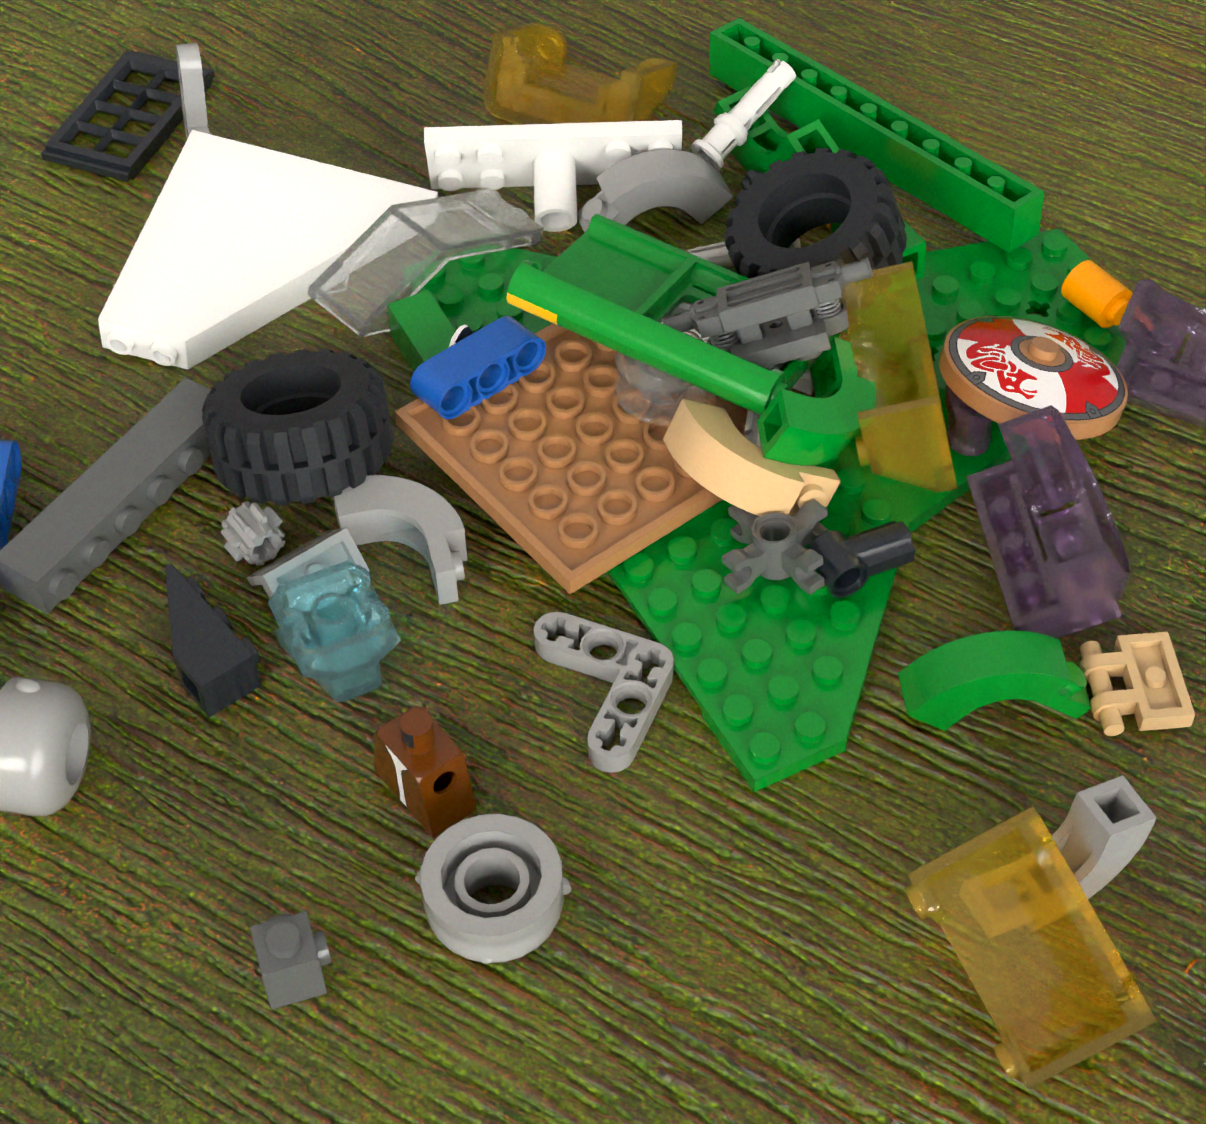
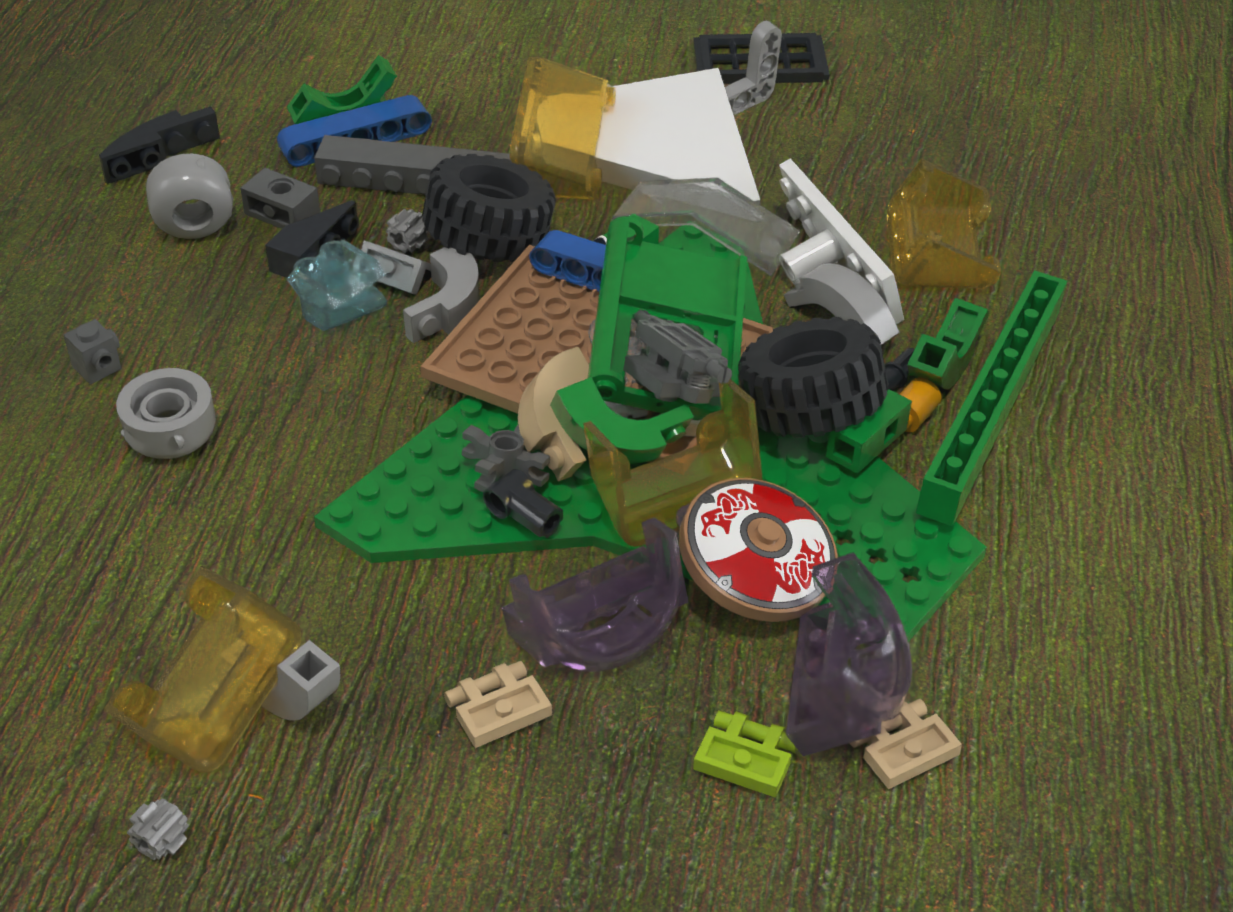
camera: 65 degrees right, 5 degrees down
(85, 650) = (279, 198): none -> dark grey brick
(188, 301) = (561, 126): none -> clear yellow windscreen
(410, 758) = (248, 356): reddish brown torso -> none
(622, 670) = (382, 433): light grey beam -> none
(732, 127) = (934, 315): white pin -> none
(990, 669) = (454, 612): green arch -> none
(1096, 294) = (896, 568): light orange brick -> none

